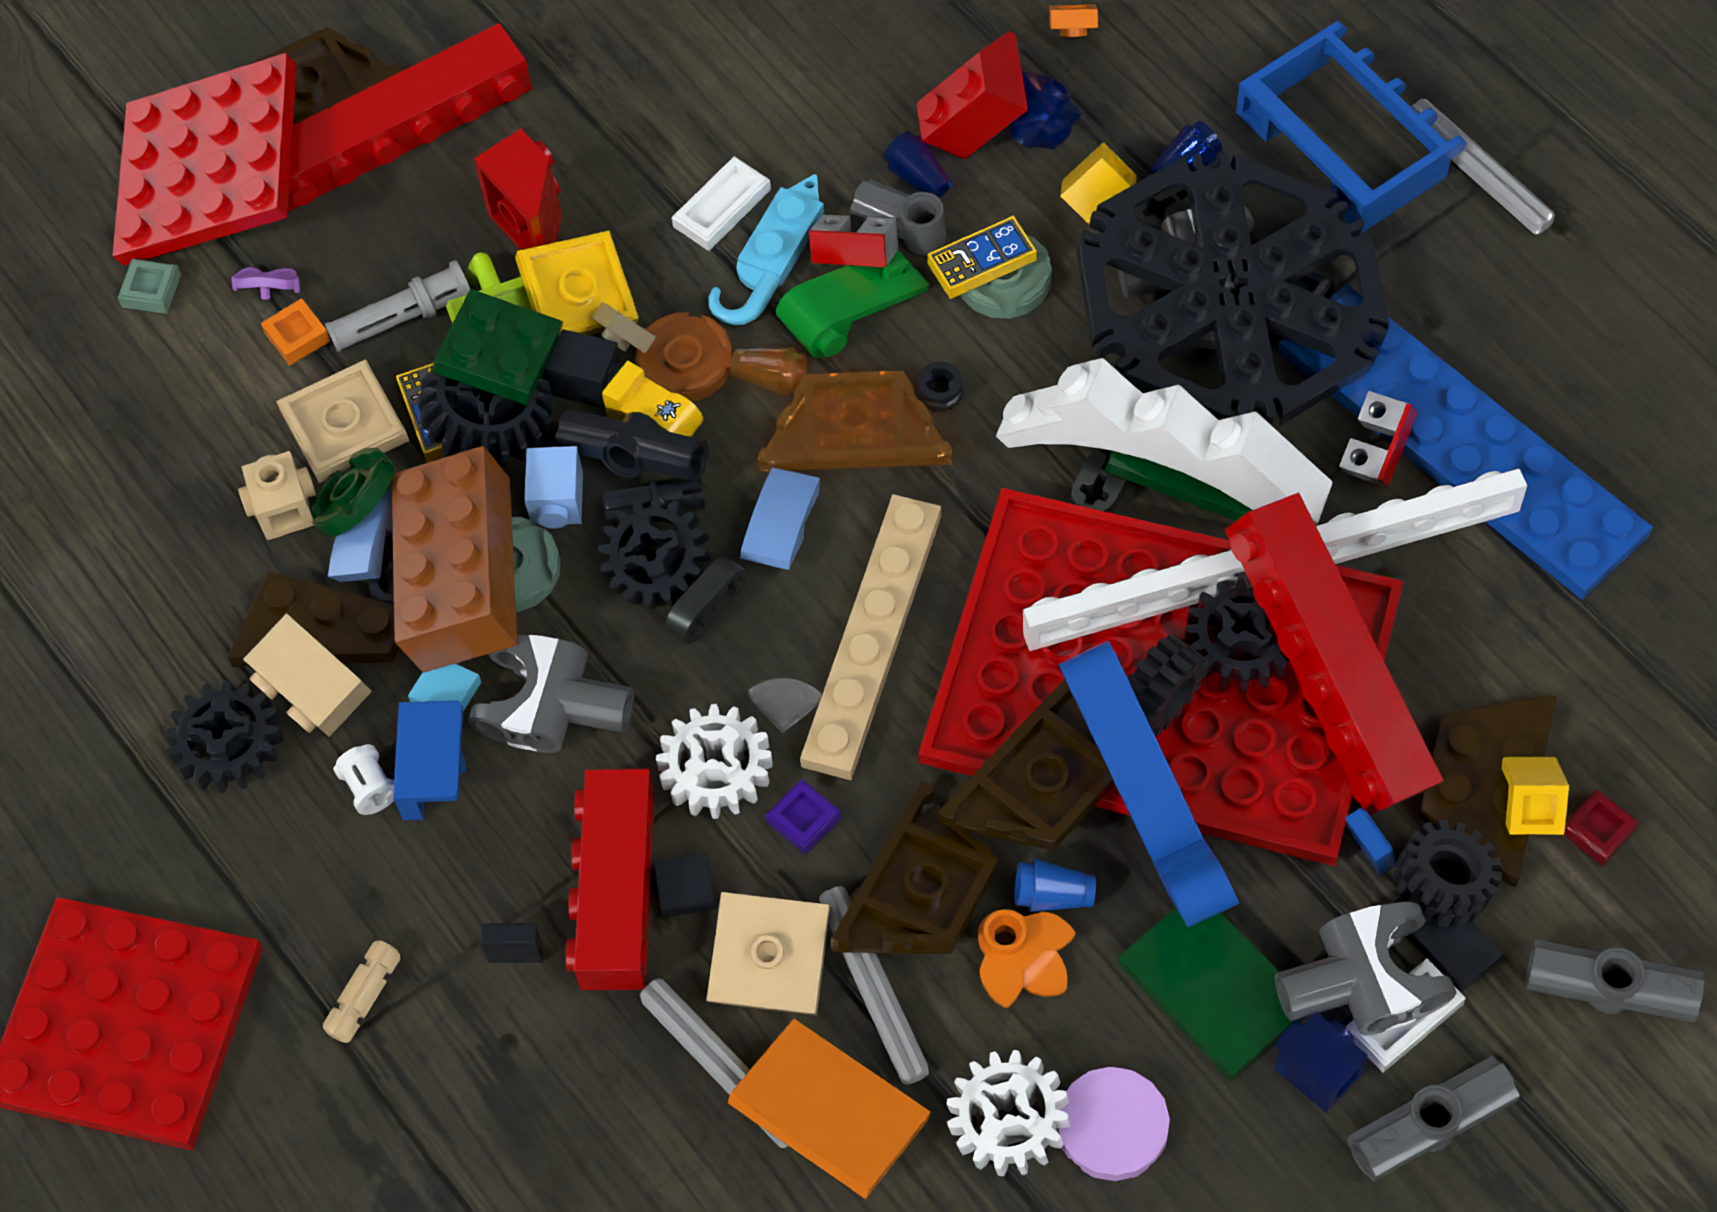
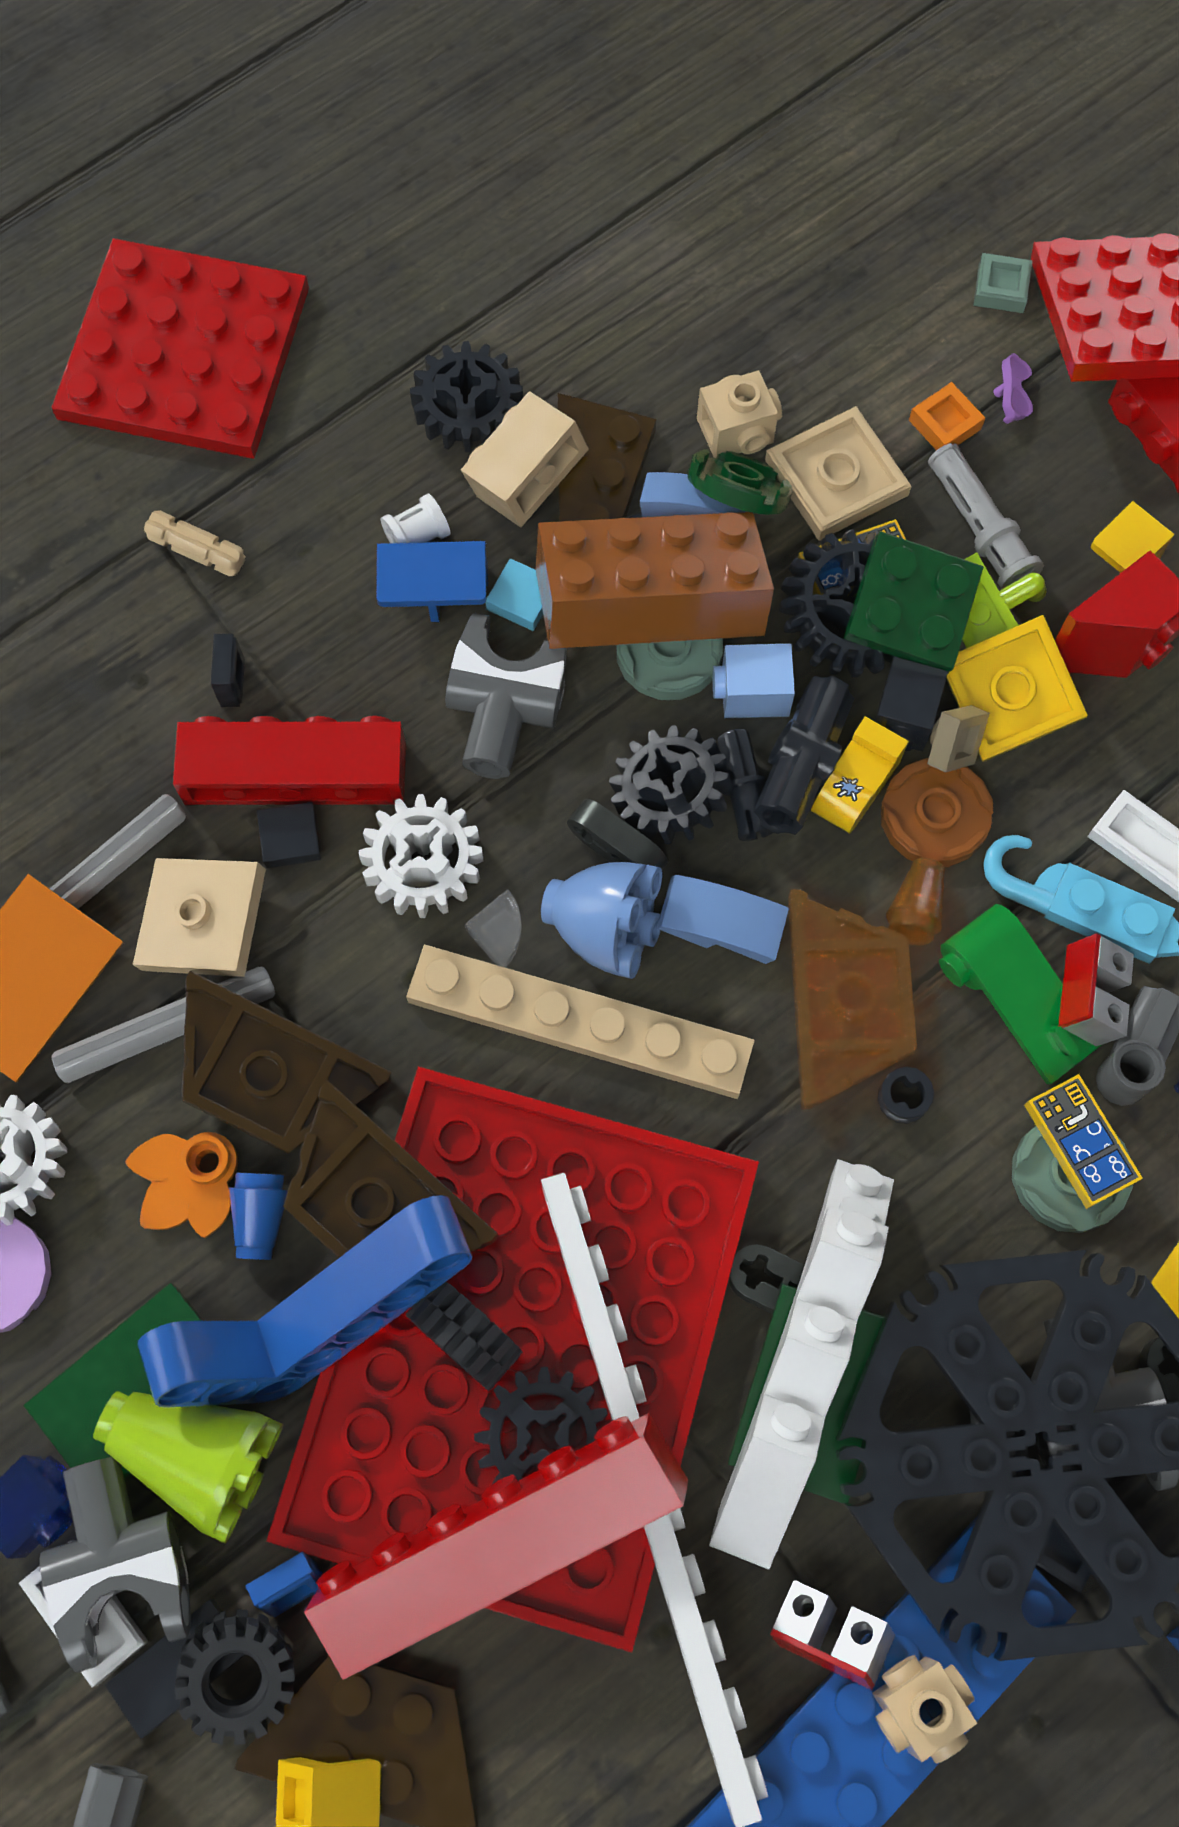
camera: 85 degrees right, 10 degrees up
(444, 193) = (1131, 537): none -> yellow panel
(780, 599) = (606, 914): none -> medium blue piece
(803, 816) = (362, 951): dark purple tile -> none
(1280, 900) = (191, 1456): none -> lime cone
(1428, 368) = (900, 1698): none -> tan brick

